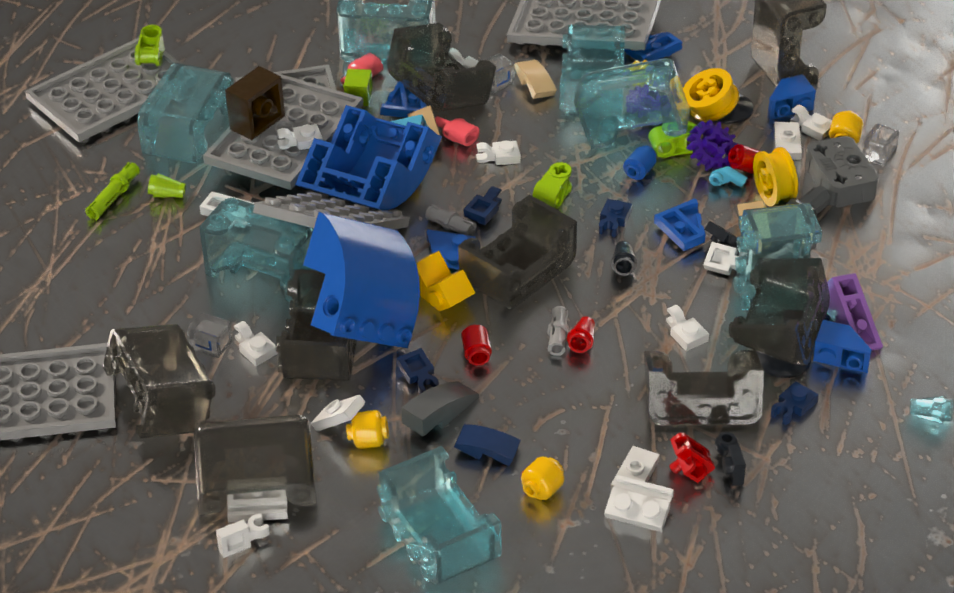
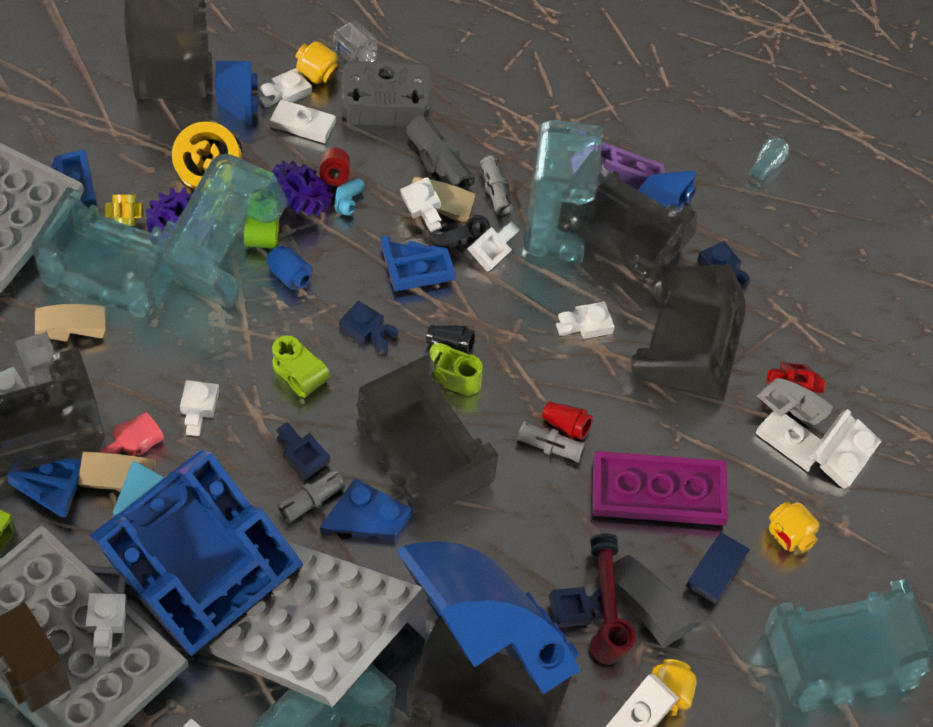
camera: 80 degrees left, 15 degrees up
(398, 381) = (604, 547): none -> dark red piece
(440, 286) = (451, 524): yellow brick -> none
(476, 344) = (552, 531): red brick -> none
(545, 398) = (660, 488): none -> magenta plate
(593, 265) = (453, 366): none -> lime piece
(663, 451) = (788, 396): none -> light grey slope
(734, 208) = (423, 202): none -> white plate
(734, 463) = (805, 345): black plate -> none
(775, 176) = (389, 139): yellow wheel -> none

